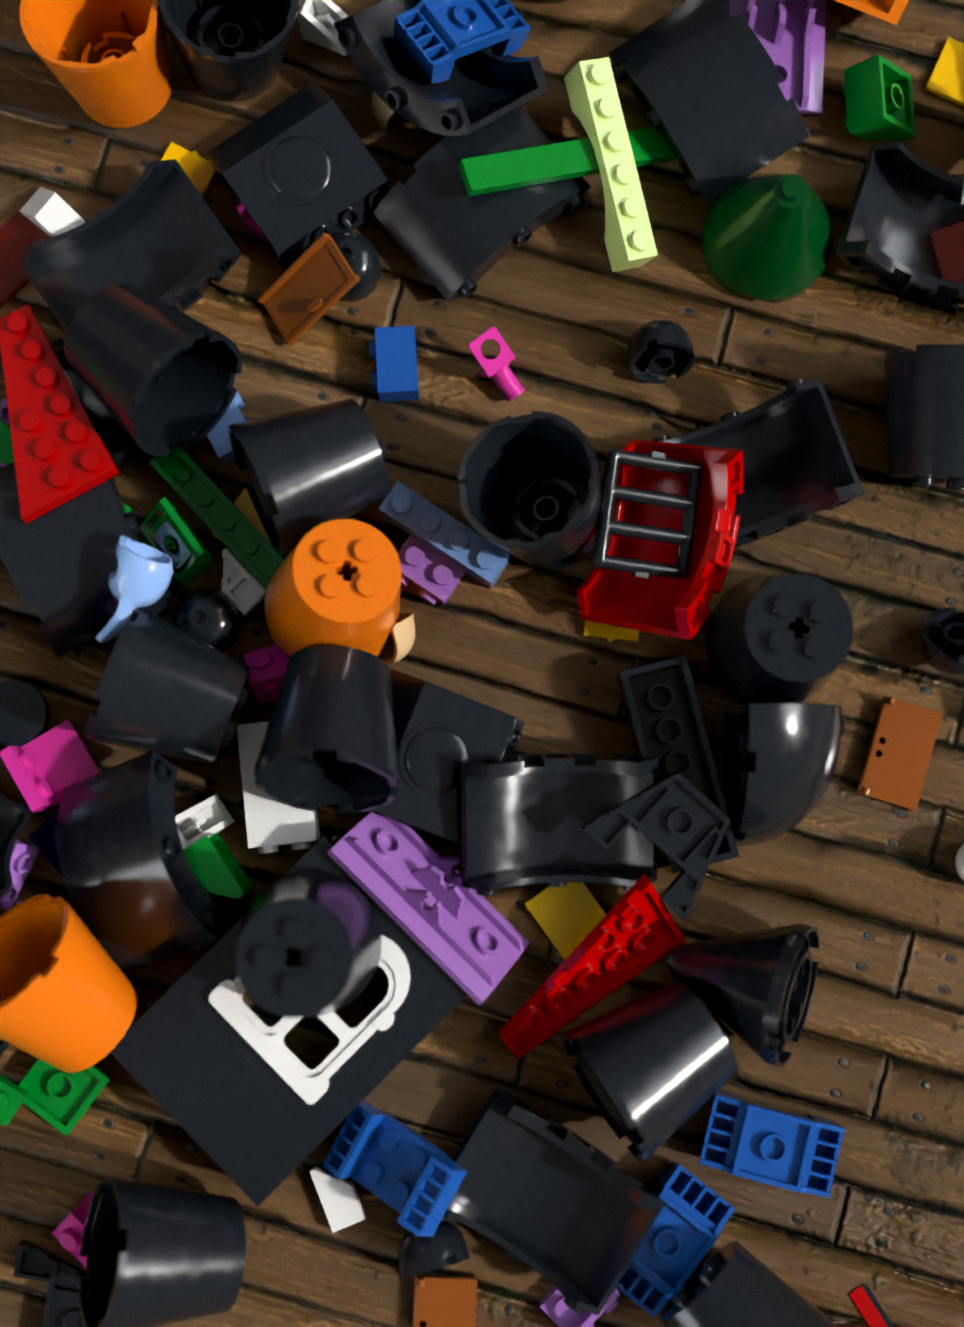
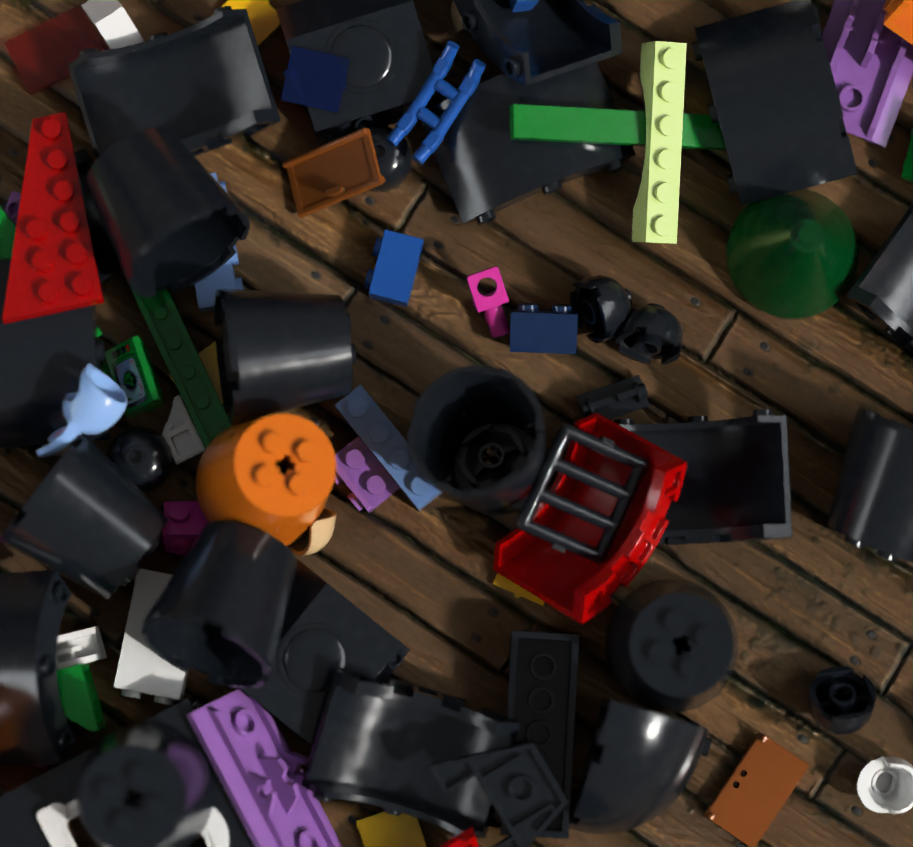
camera: 15 degrees right, 0 degrees up
(262, 202) = (315, 79): none -> clear blue piece
(379, 170) = (436, 83): none -> blue piece
(556, 377) = (544, 329): none -> dark blue brick
(603, 339) = (601, 306): none -> black cylinder
(645, 423) = (615, 399): none -> black hinge

